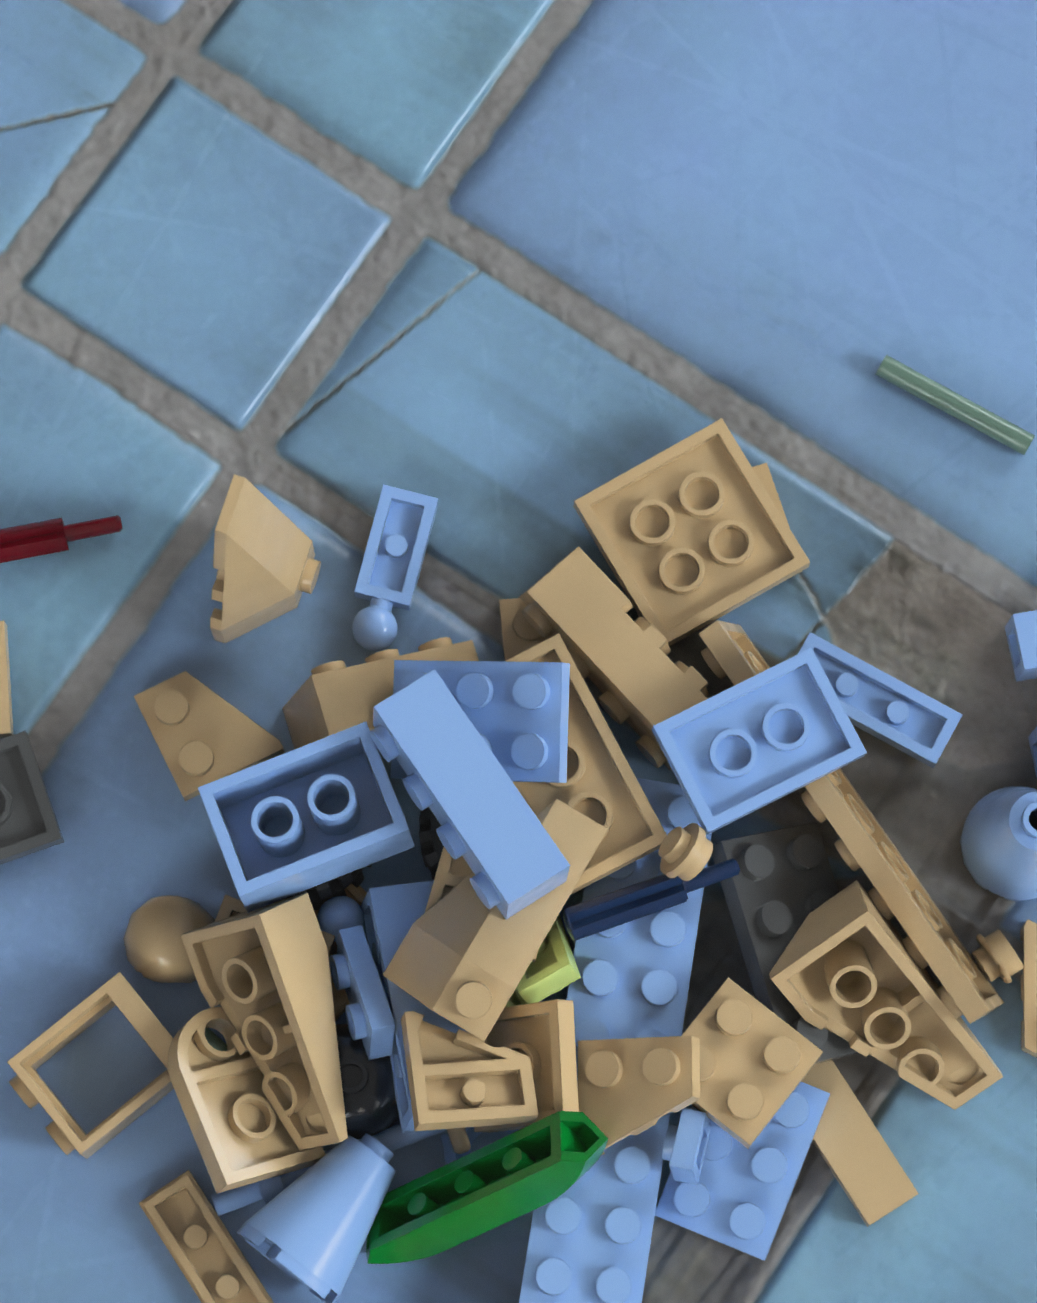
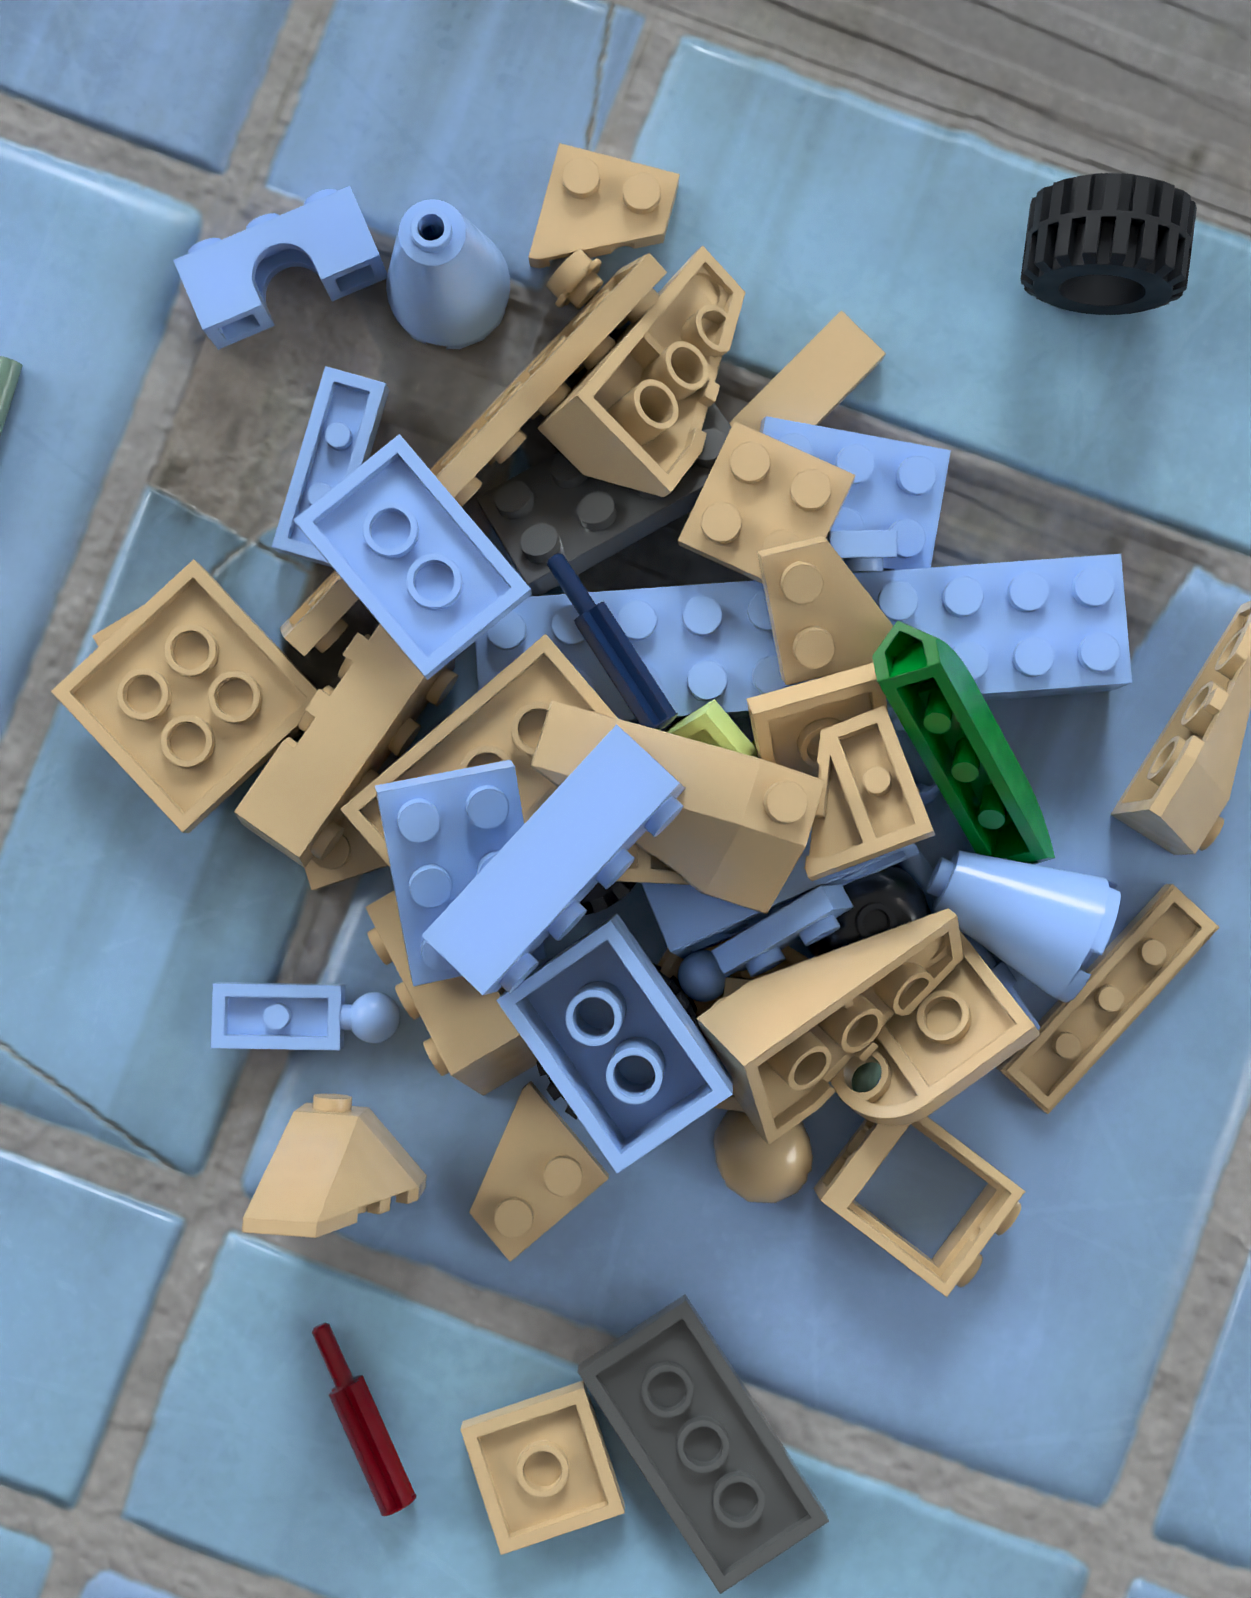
camera: 100 degrees left, 10 degrees up
(685, 852) = (557, 611): tan plate -> none

